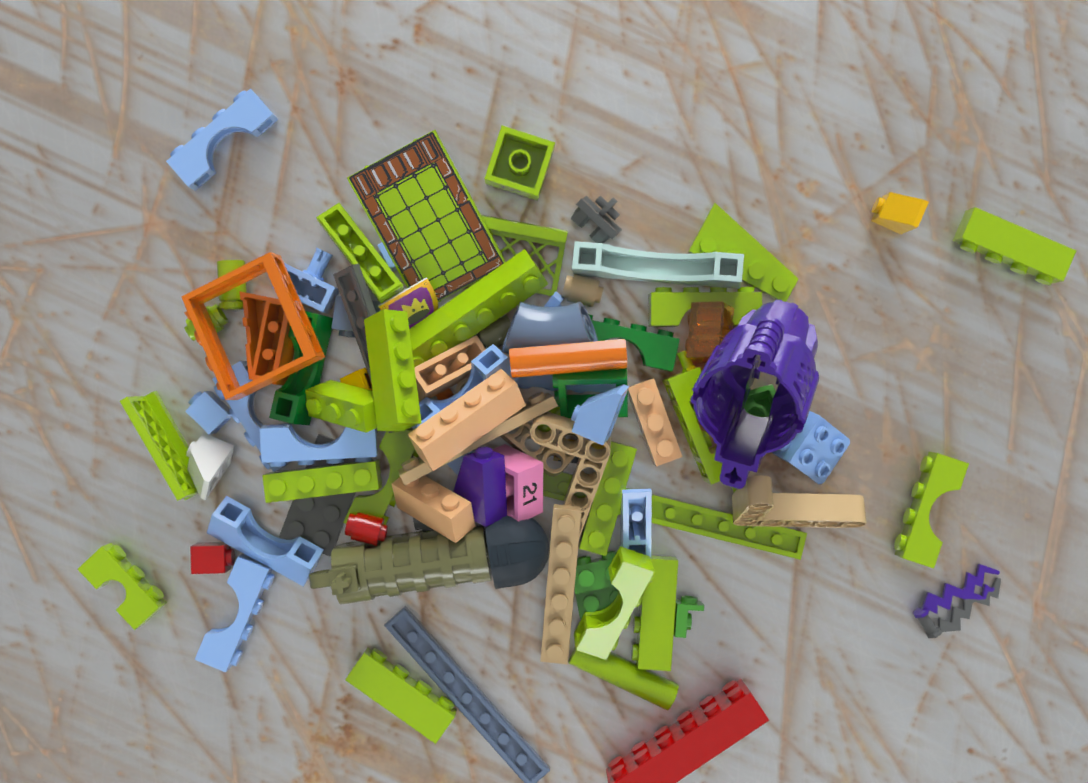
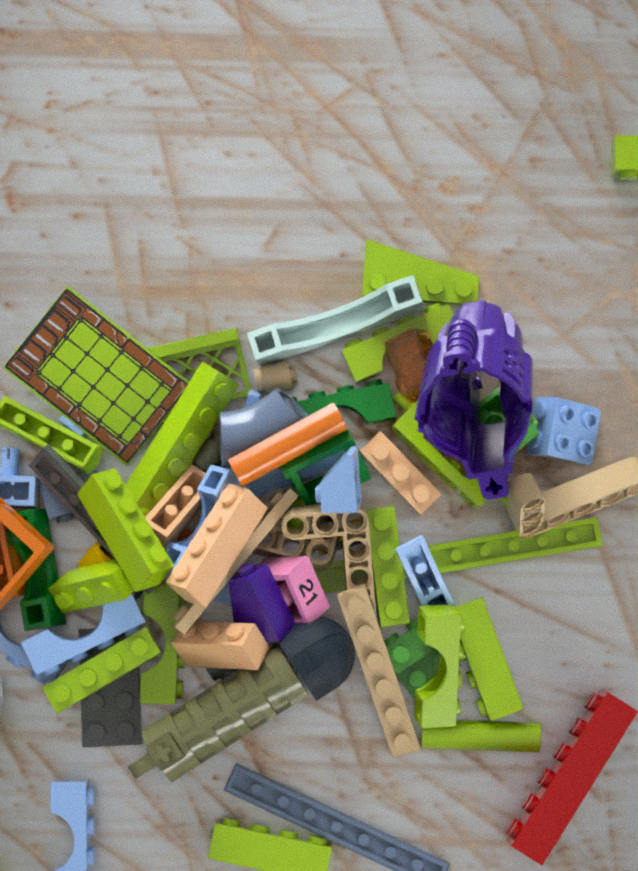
camera: 20 degrees left, 5 degrees down
(211, 558) = (25, 796): red brick -> none
(237, 528) = (37, 755): light blue arch -> none
(366, 528) = (165, 697): red brick -> none
(417, 300) = (120, 454): shield -> none
(519, 163) = (162, 282): lime brick -> none
(589, 210) = (248, 298): dark grey hips -> none
(683, 619) = (513, 654): bright green bracket -> none
(898, 212) = (544, 172): yellow slope -> none

